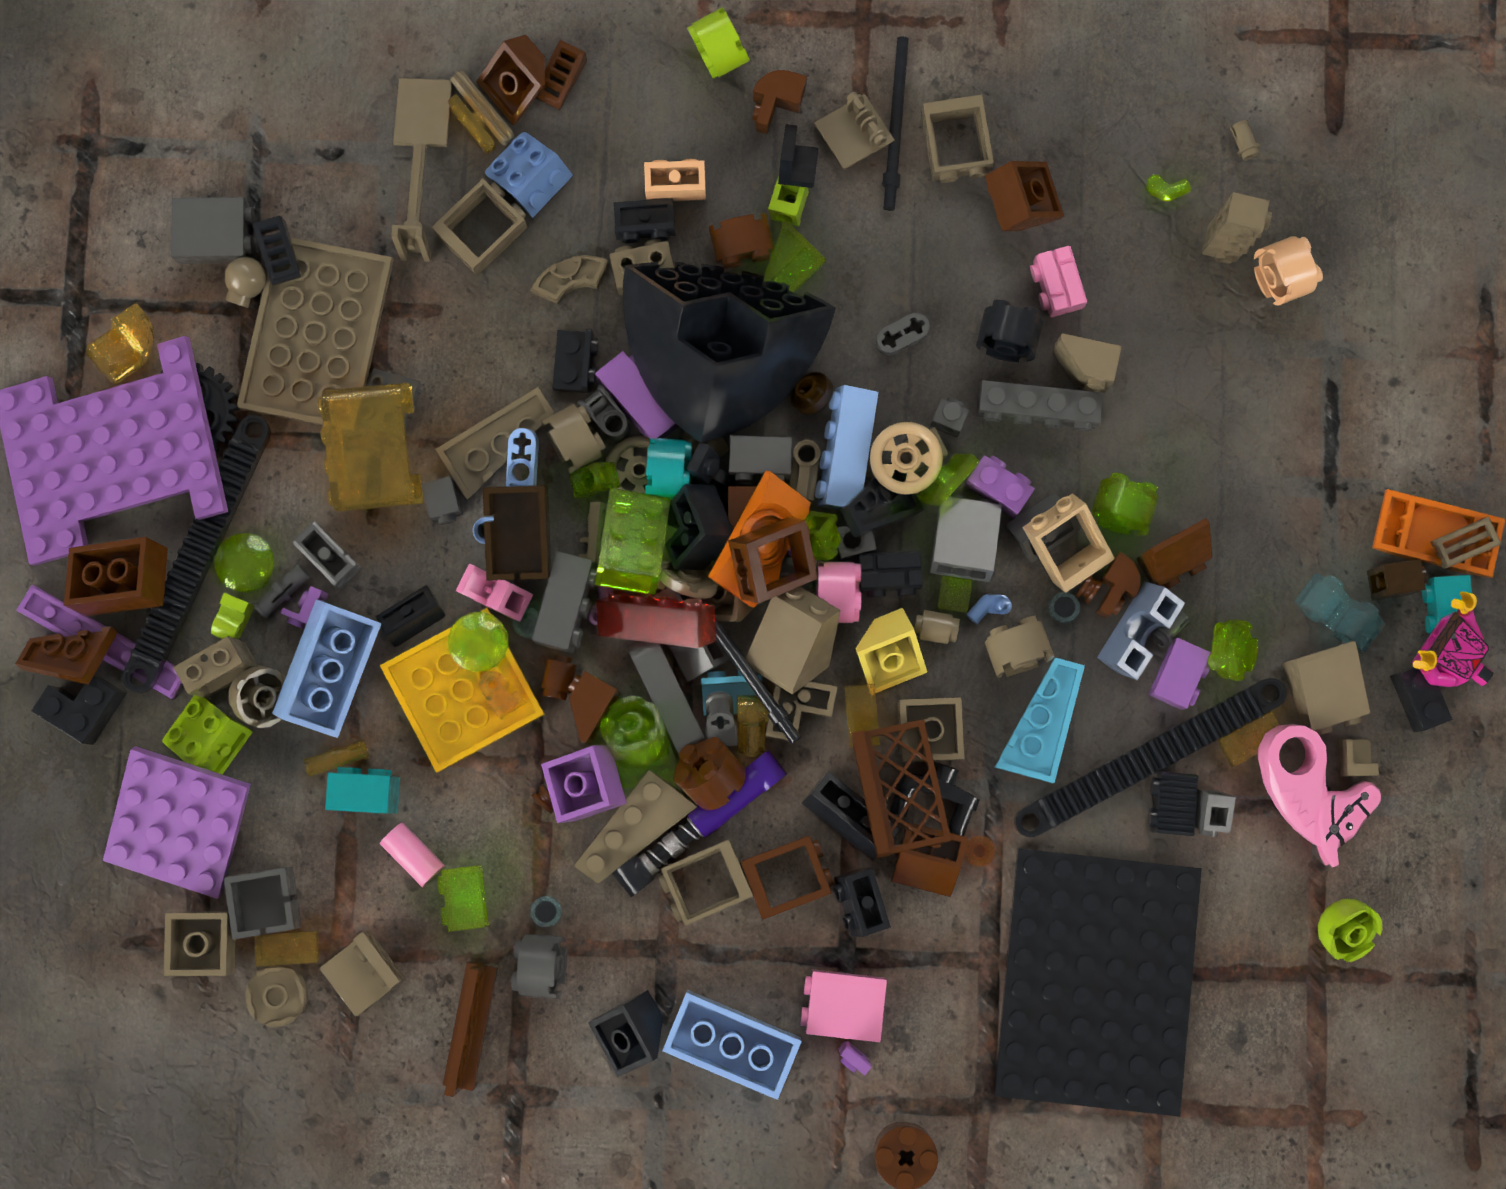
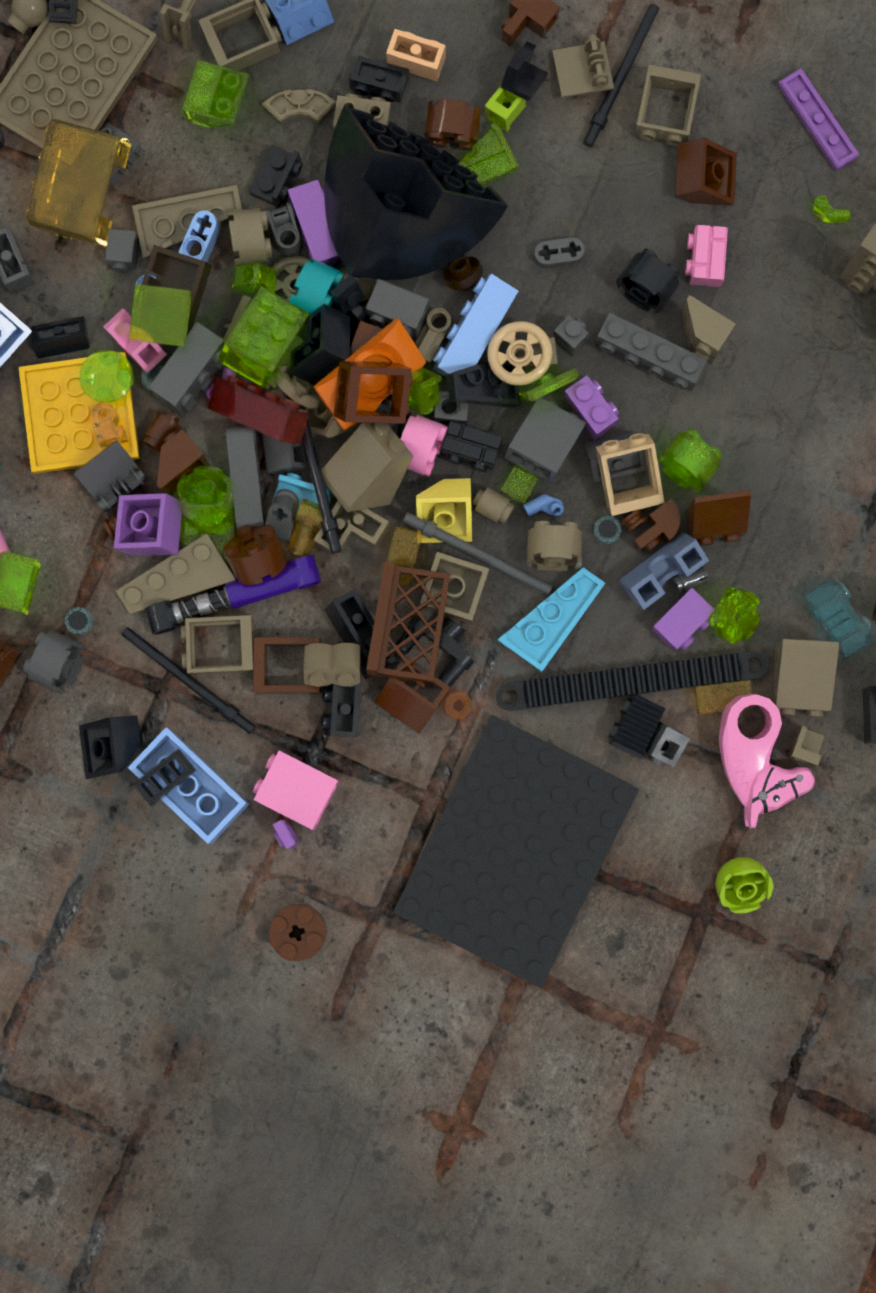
camera: 25 degrees right, 0 degrees up
(479, 300) = (214, 95): none -> clear neon green slope
(517, 560) = (160, 315): none -> clear neon green plate
(523, 746) = (110, 475): none -> dark grey hinge
(694, 1072) = (158, 769): none -> black slope
(743, 949) = (230, 712): none -> black bar
(837, 861) = (332, 664): none -> dark tan brick
(882, 678) = (430, 530): none -> dark grey bar
(1117, 96) = (818, 119): none -> medium lavender tile

